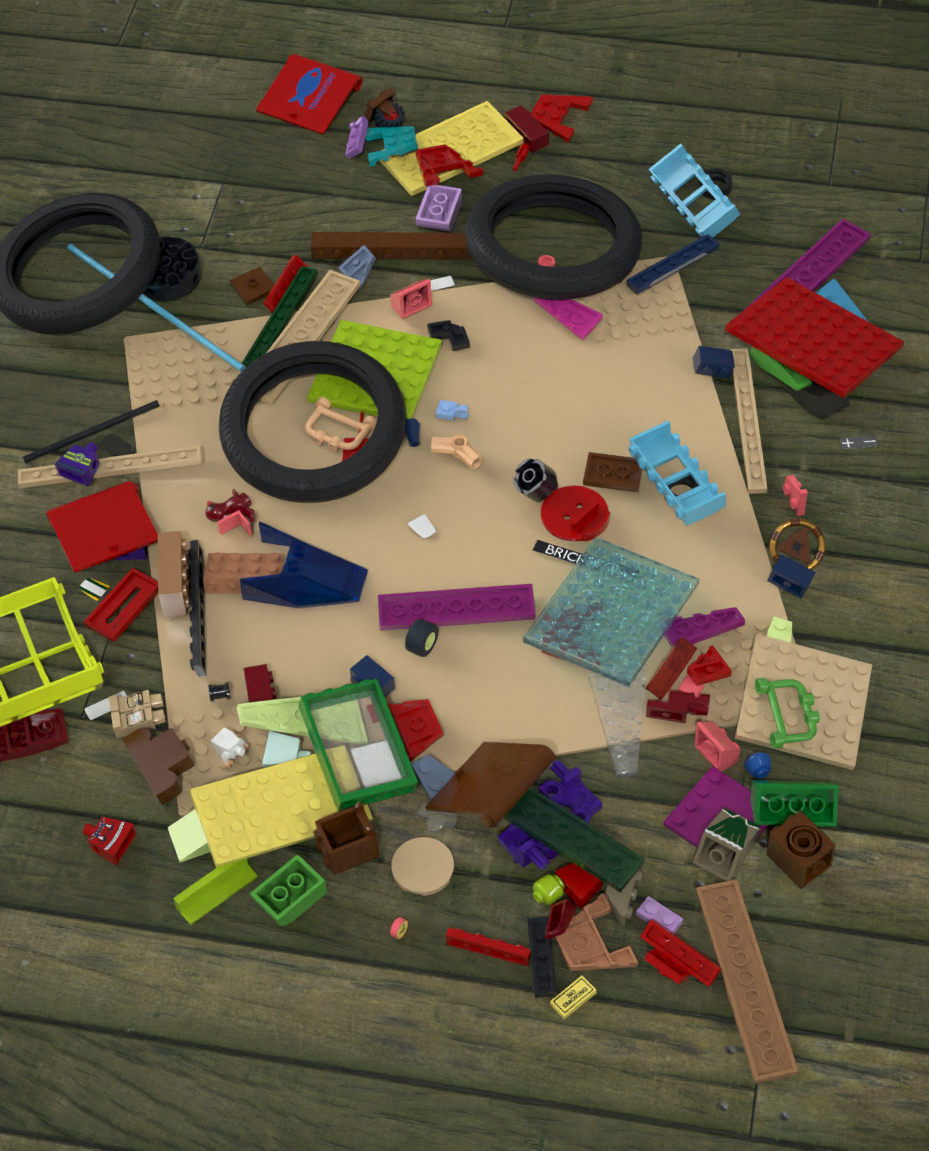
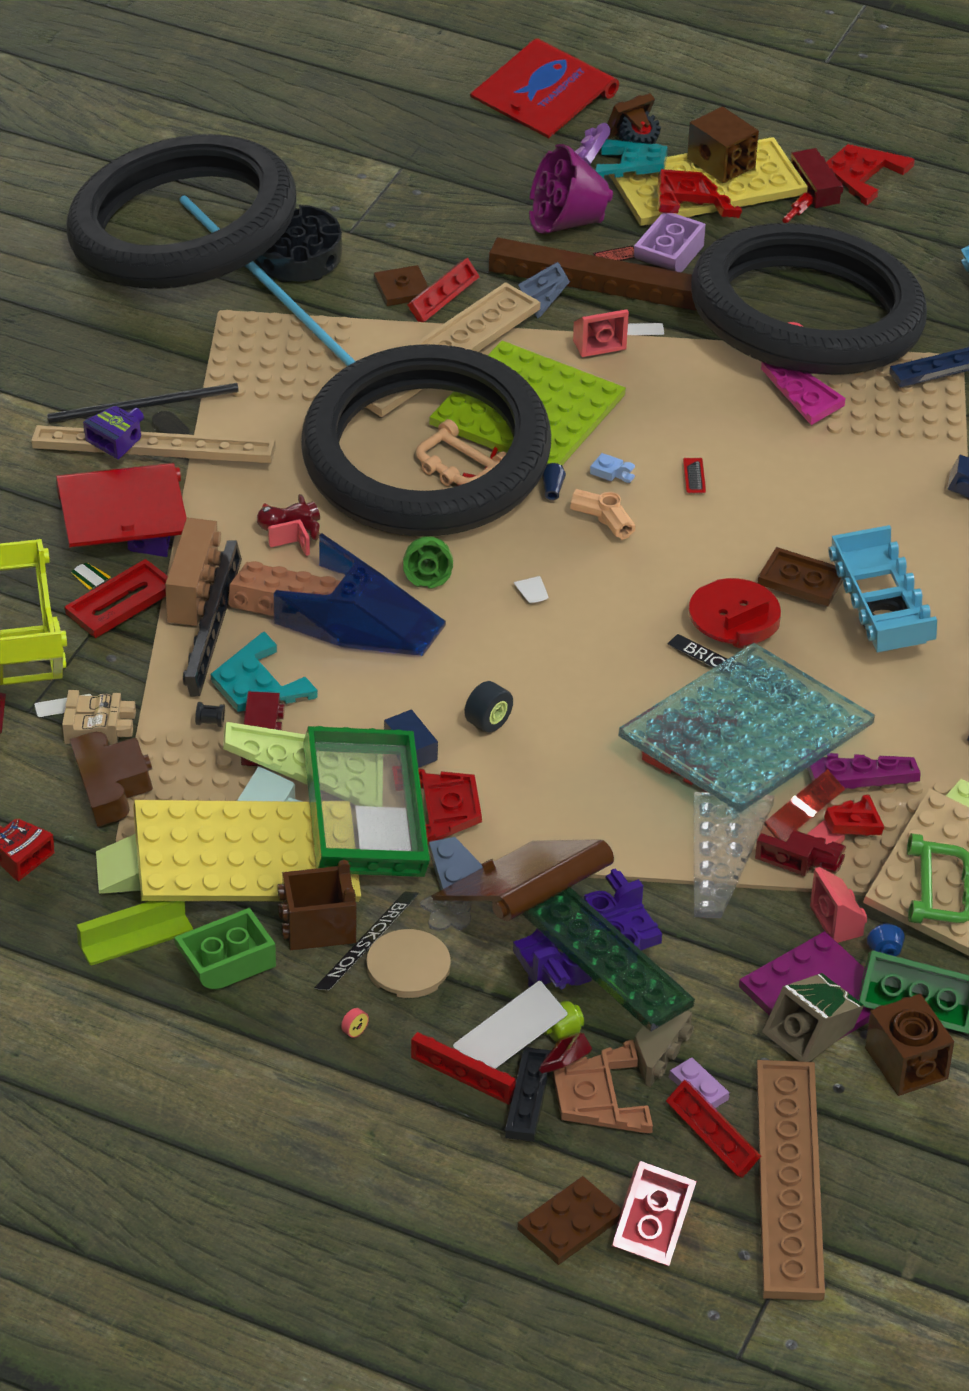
camera: 10 degrees right, 10 degrees down
(228, 746) = (202, 773): white piece -> none
(236, 653) = (246, 673): none -> teal wing
(282, 313) = (439, 312): dark green tile -> none
(342, 524) = (428, 562): none -> bright green cylinder
(353, 184) = (567, 192): none -> magenta cone
(386, 854) = (366, 941): none -> black sticker
(401, 224) = (617, 254): none -> clear red sticker
(445, 329) = (646, 386): black plate -> none
(455, 118) = (722, 144): none -> reddish brown brick
(457, 606) = (549, 683): magenta plate -> none
(511, 402) = (694, 475): none -> sticker
(514, 905) = (512, 1026): none -> white sticker
(535, 479) = (694, 560): black brick -> none
(573, 997) = (555, 1149): light yellow tile -> none
(579, 884) = (606, 1022): red torso -> none
(600, 1054) = (570, 1220): none -> reddish brown plate
(659, 1037) = (653, 1213): none -> coral slope
(666, 966) = (689, 1140): red plate -> none

